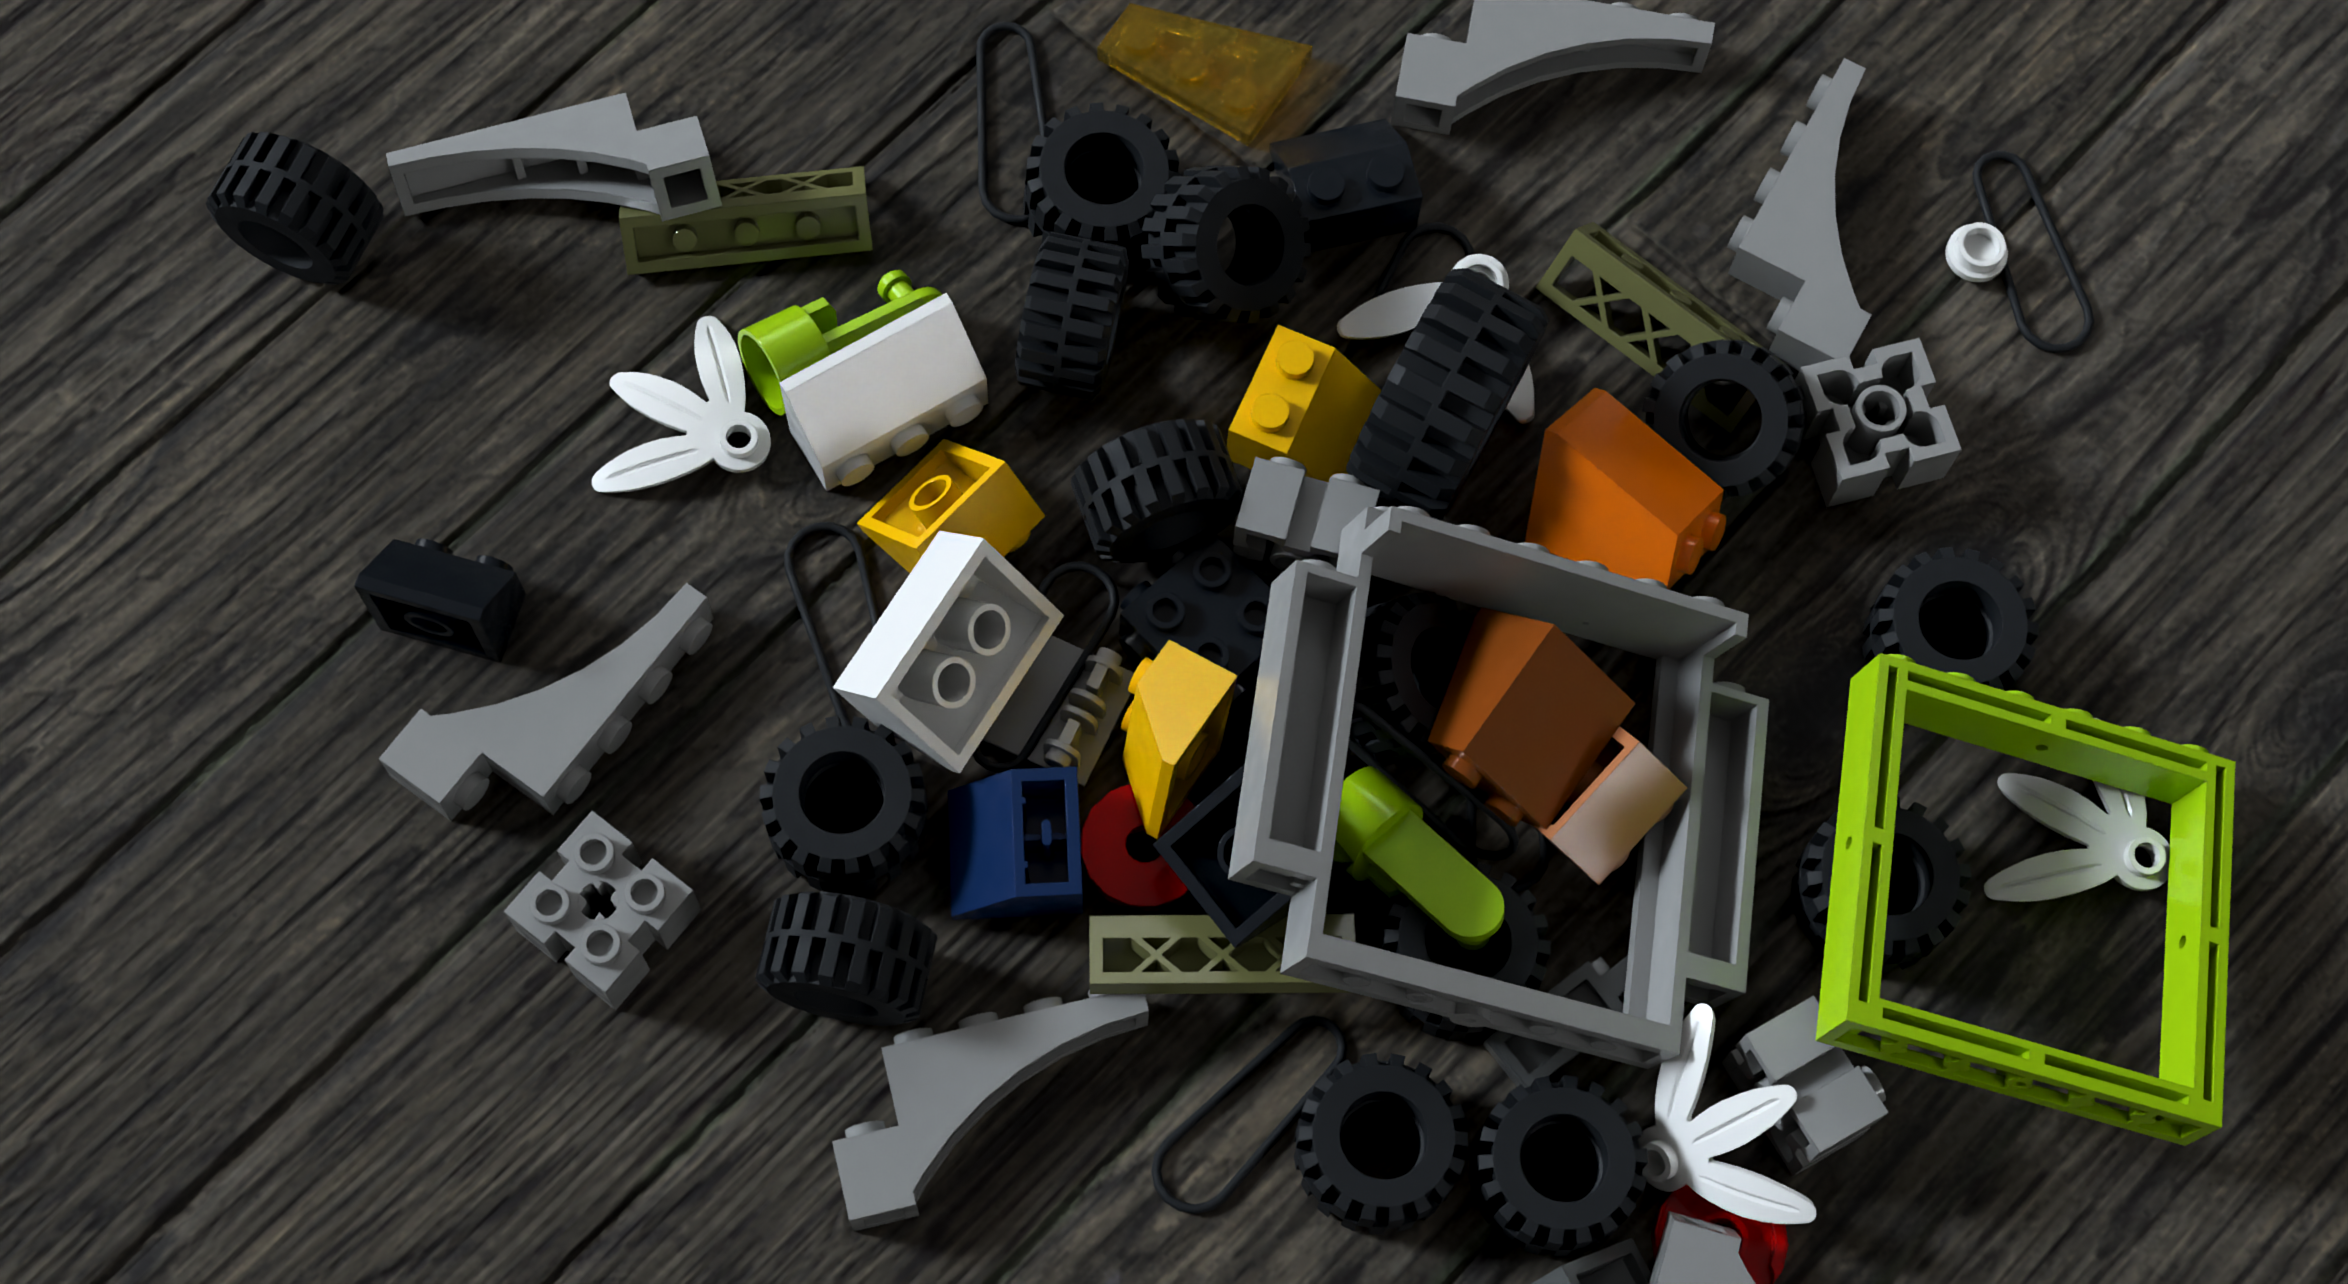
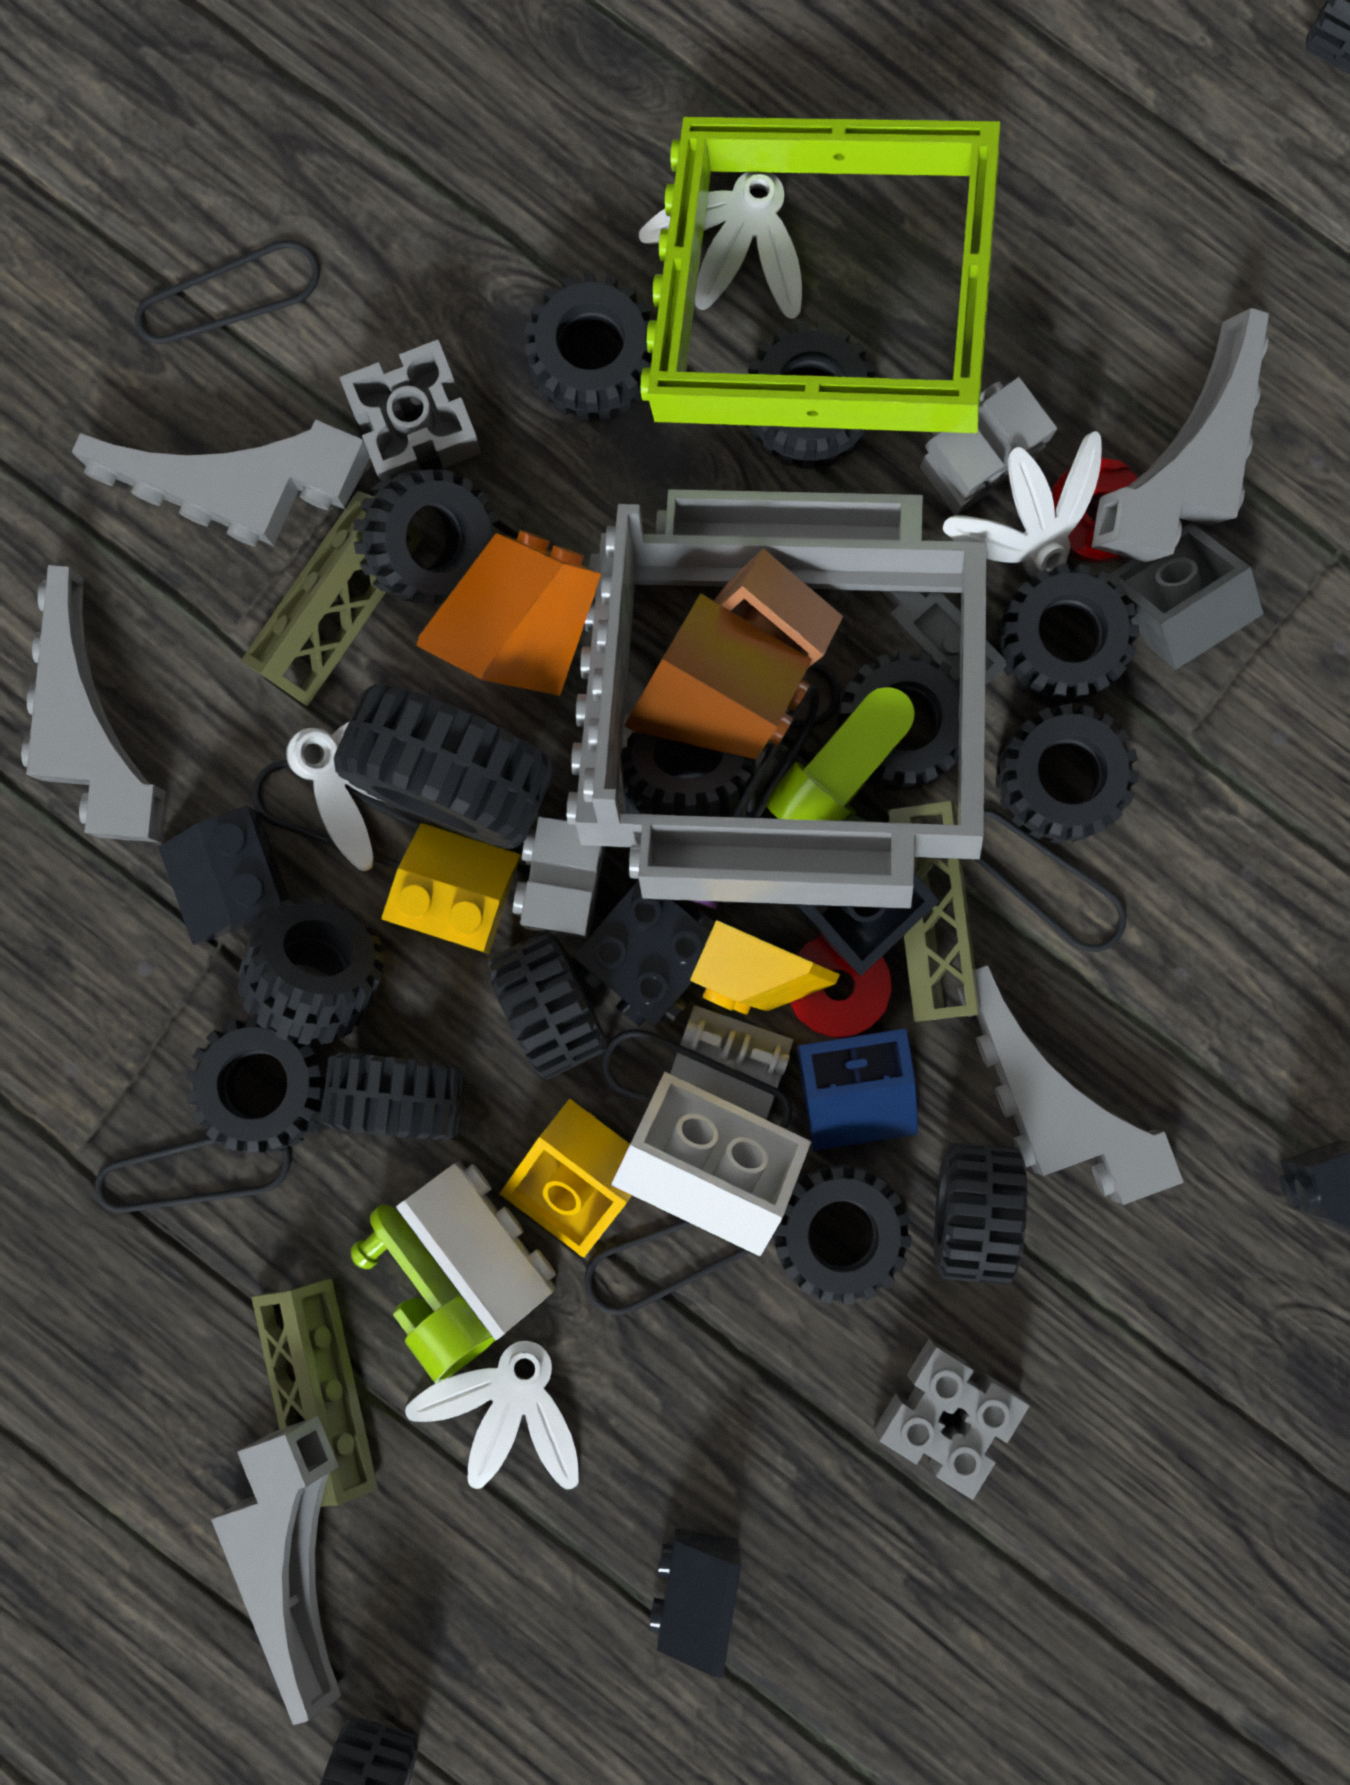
camera: 90 degrees left, 15 degrees up
(553, 734) = (809, 1485): light grey arch -> none
(1205, 67) = (123, 1008): clear yellow wing -> none
(1977, 252) = (236, 337): white plate -> none

